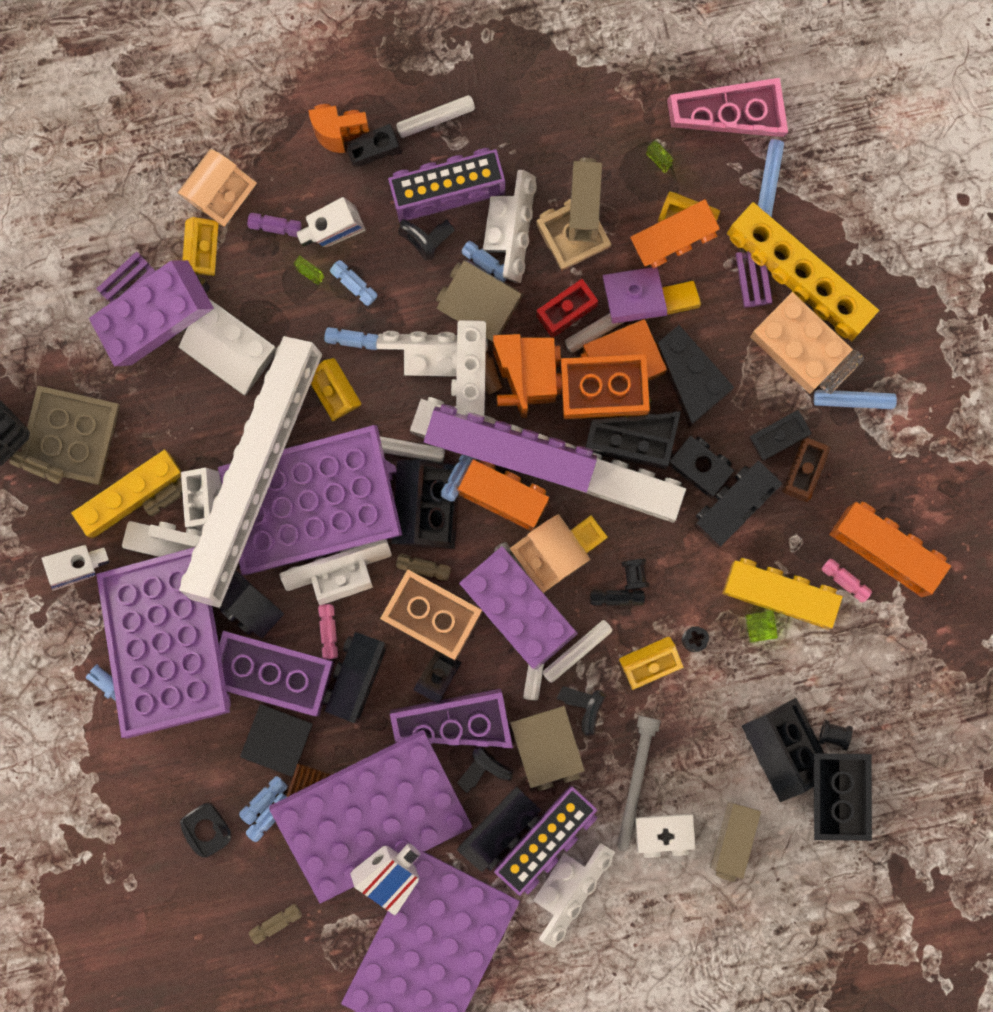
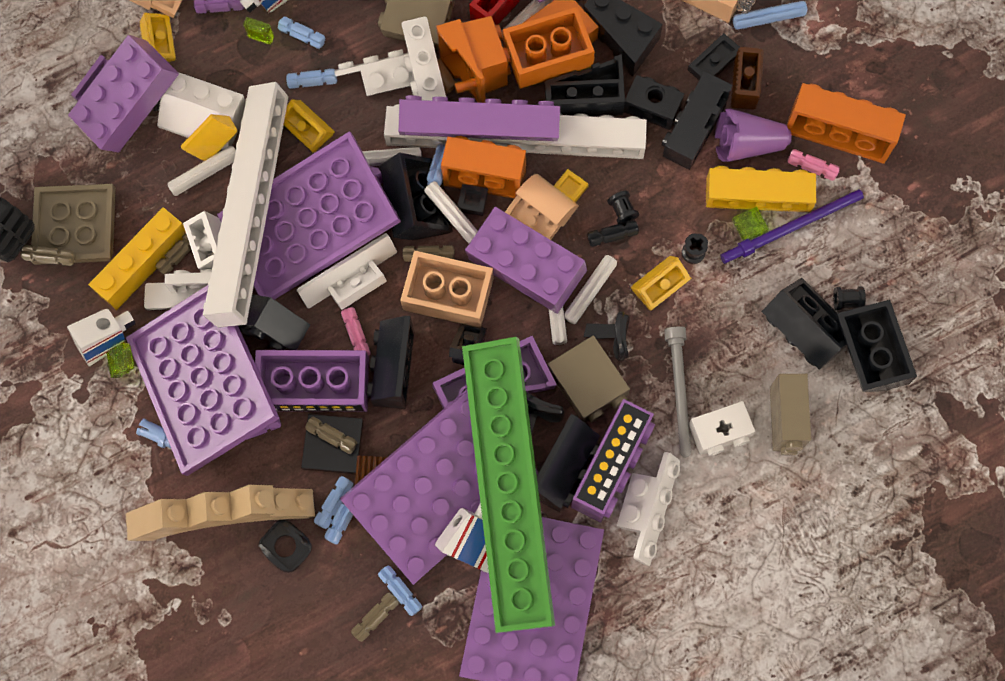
camera: 15 degrees left, 10 degrees down
(85, 596) = (120, 360): none -> clear neon green tile
(149, 784) = (214, 509): none -> tan arch
(214, 412) = (202, 171): none -> white axle
(231, 382) = (210, 137): none -> yellow slope
(277, 734) = (331, 435): none -> dark tan axle
(305, 905) = (400, 590): none -> light blue axle
(435, 841) = (508, 486): none -> bright green plate
(458, 533) = (451, 211): none -> white axle
(483, 522) = (472, 199): none -> black plate
(750, 651) = (748, 246): none -> dark purple bar
(788, 534) = (748, 135): none -> medium lavender cone

